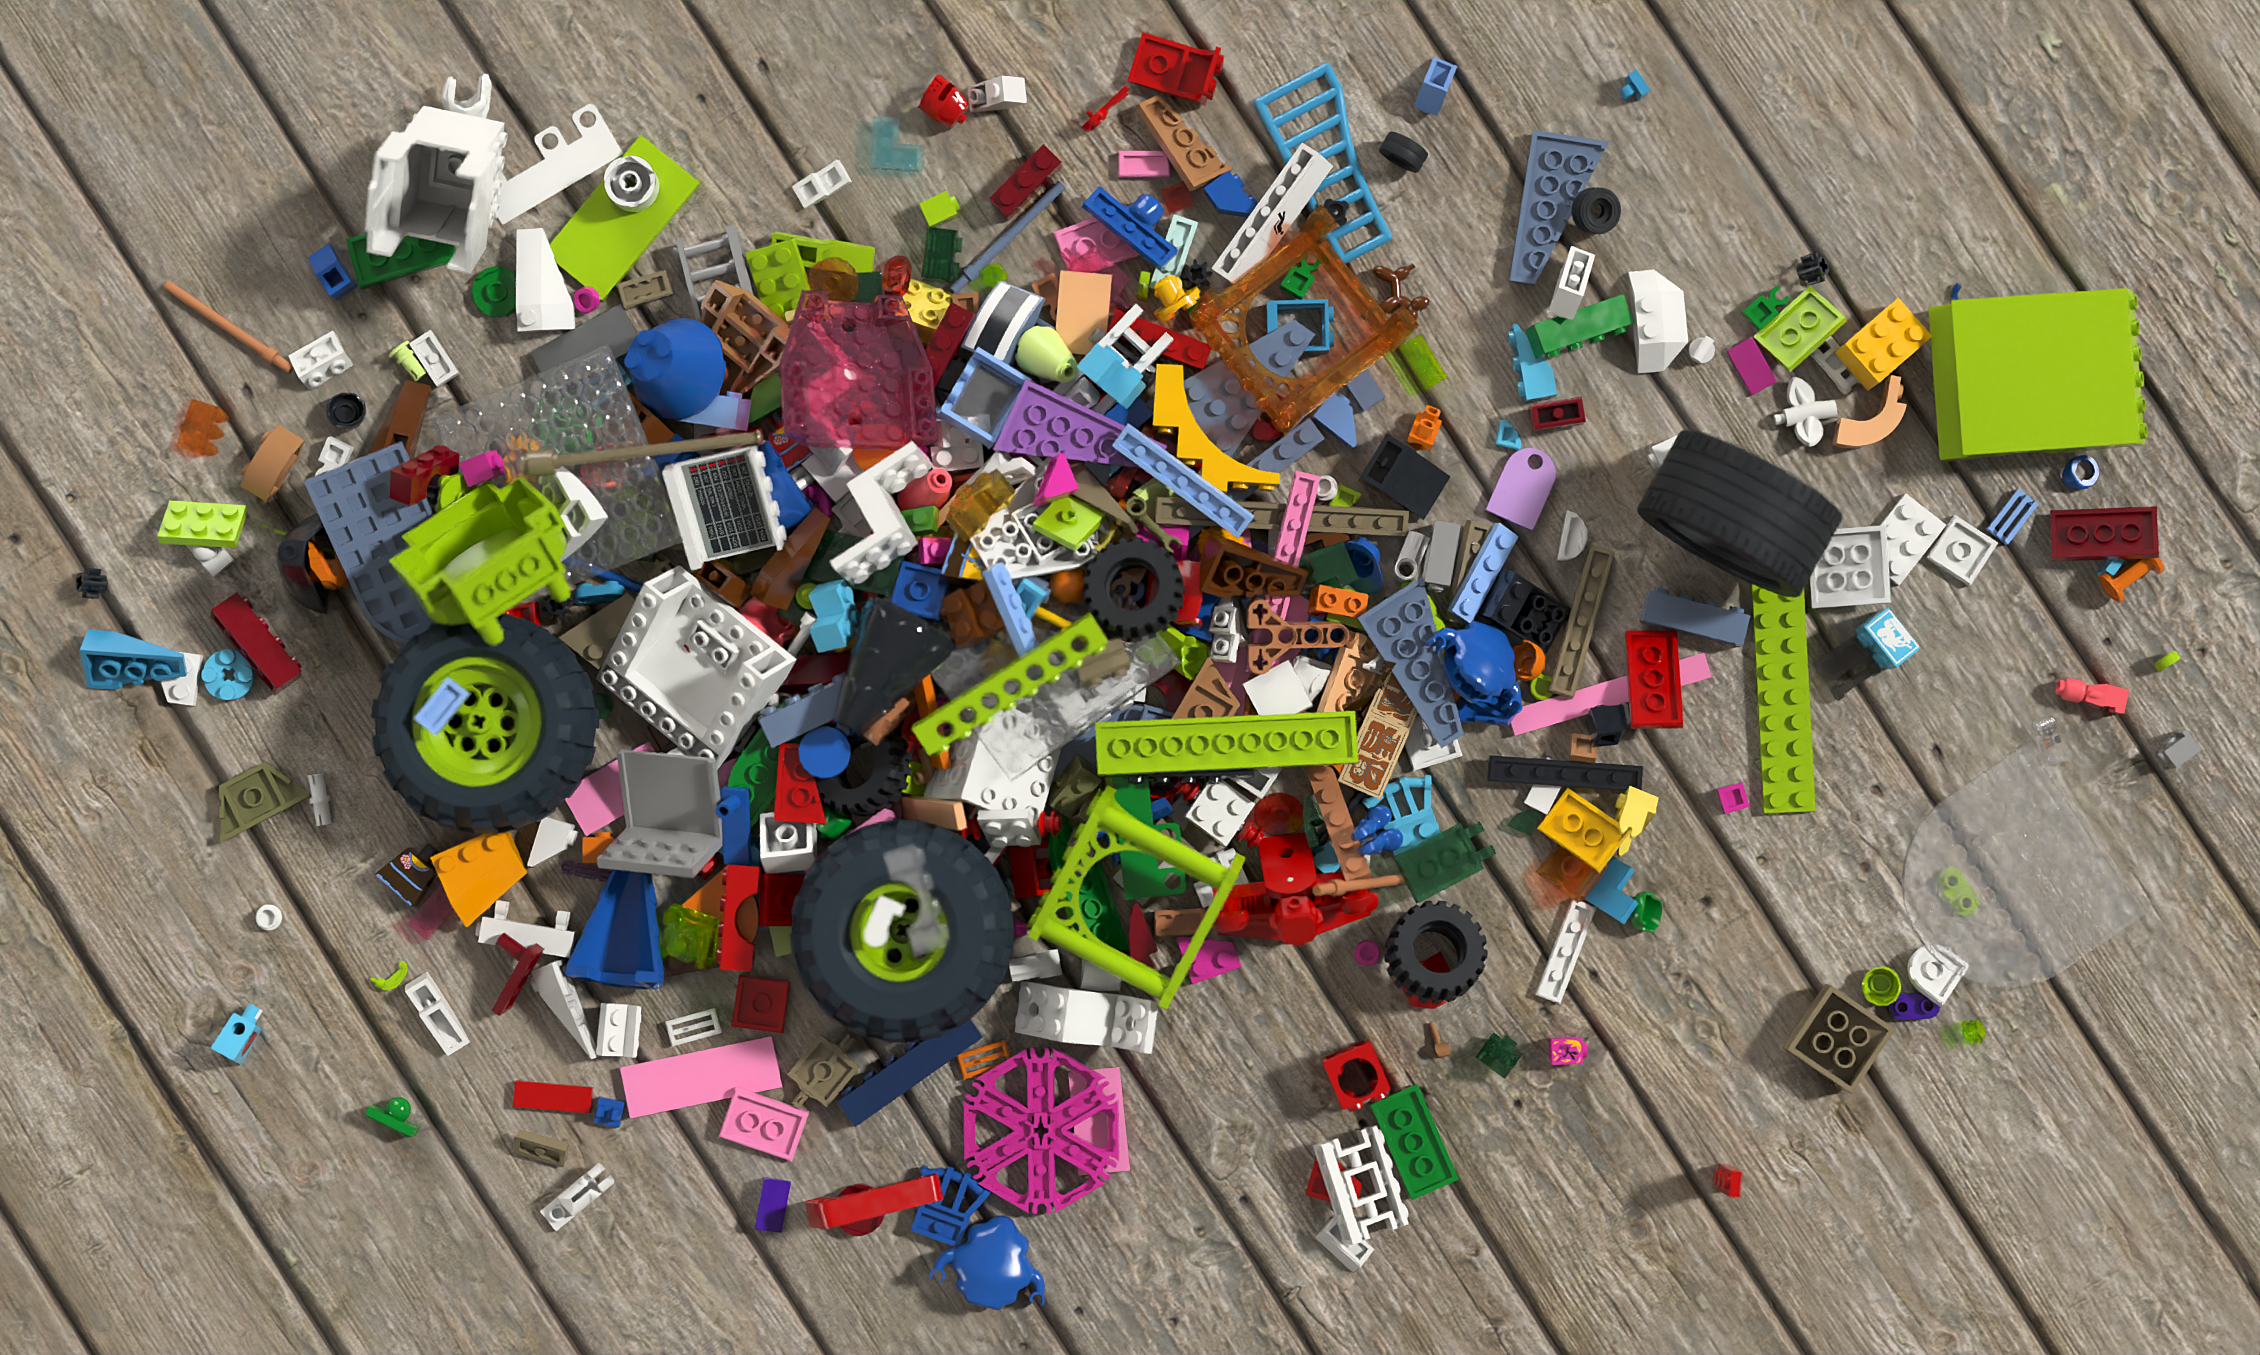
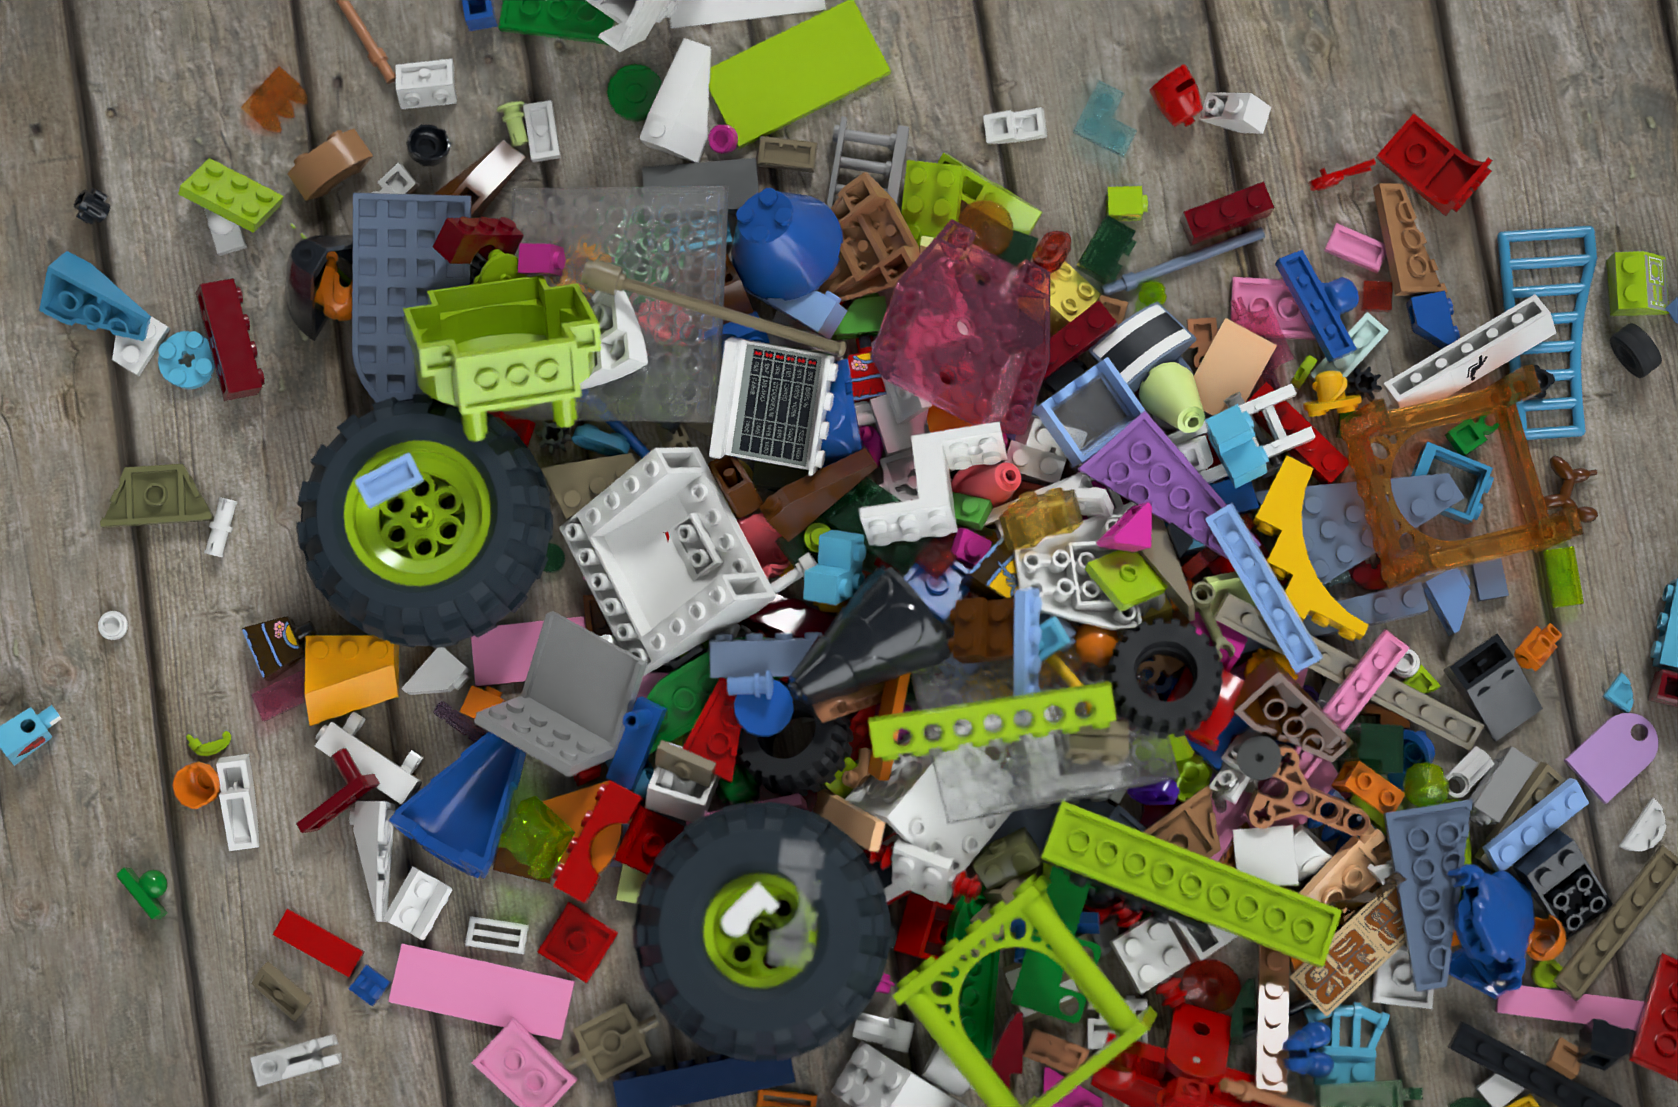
camera: 25 degrees right, 5 degrees down
(396, 1015) = (196, 785): none -> orange hair
(631, 169) = (828, 26): white brick -> none
(782, 825) = (685, 764): none -> dark tan plate
(807, 739) = (751, 685): none -> medium blue pin
(910, 572) = (936, 559): none -> clear red tile
(1171, 681) = (1155, 794): none -> dark purple plate
(1223, 667) = (1219, 802): none -> clear smoke piece
(1238, 618) = (1259, 757): none -> dark grey piece
(1326, 860) = (1242, 1056): medium azure tile -> none
(1381, 580) = (1425, 785): none -> clear neon green hair
(1383, 95) = (1637, 284): none -> lime slope

